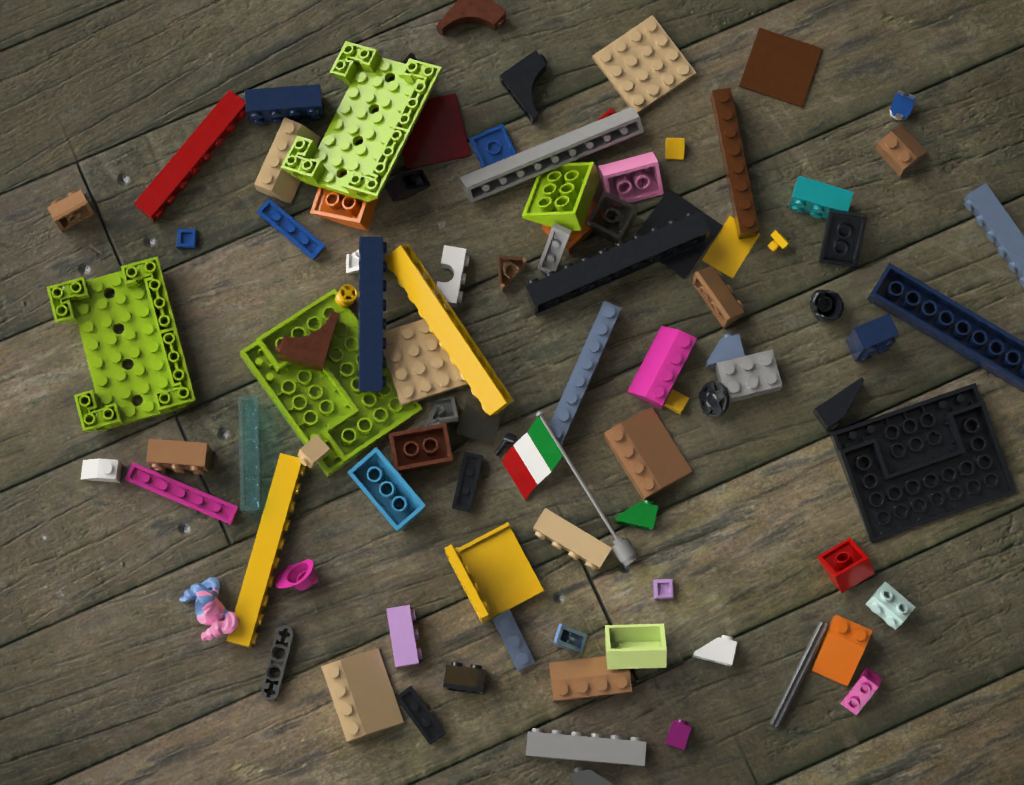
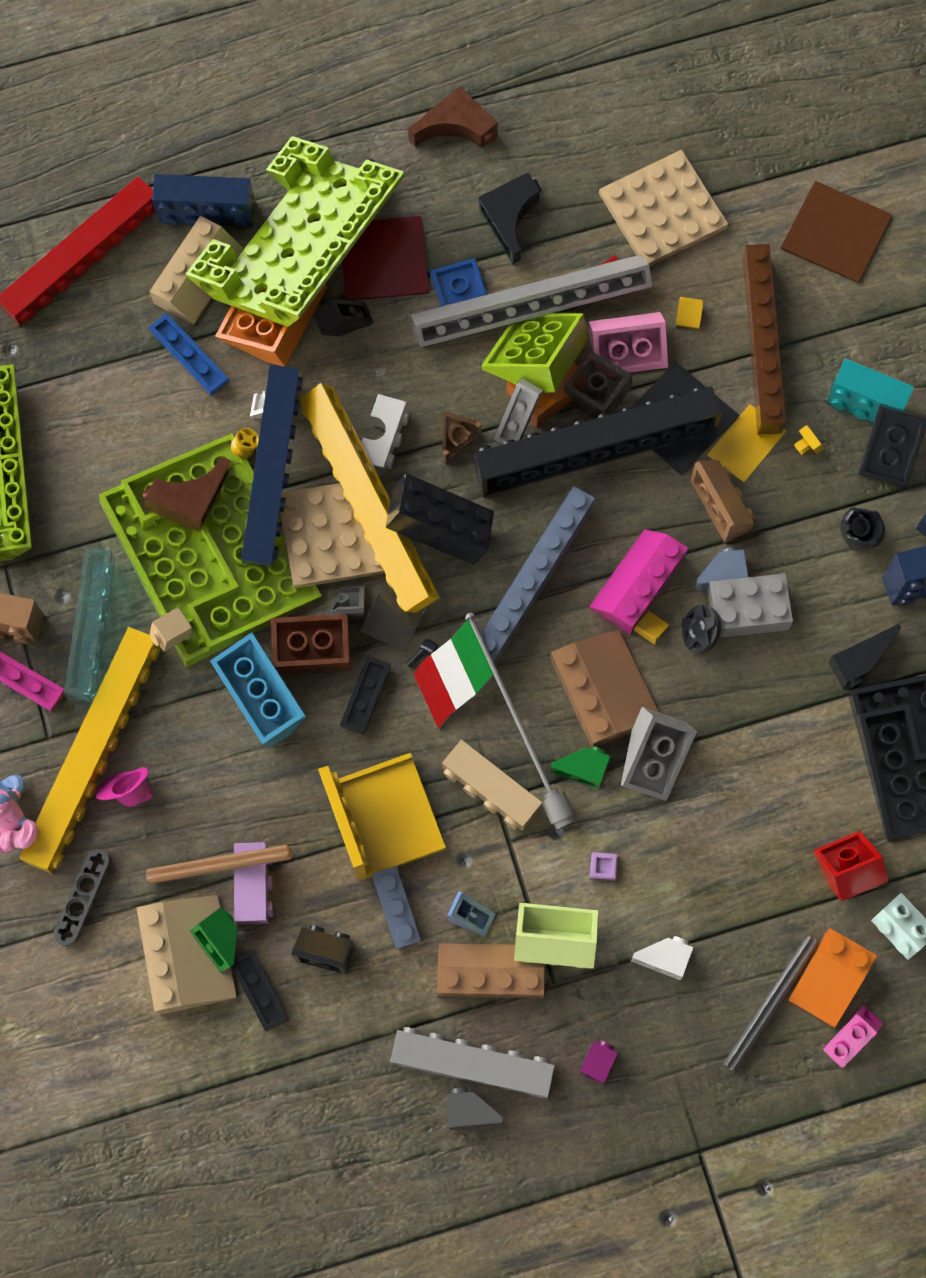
camera: 10 degrees right, 5 degrees down
(186, 238) = (56, 351): blue tile -> none
(377, 625) = (219, 864): none -> medium nougat axle
(384, 680) = (217, 938): none -> green slope
(506, 340) = (440, 519): none -> black brick
(692, 499) = (656, 753): none -> light grey slope

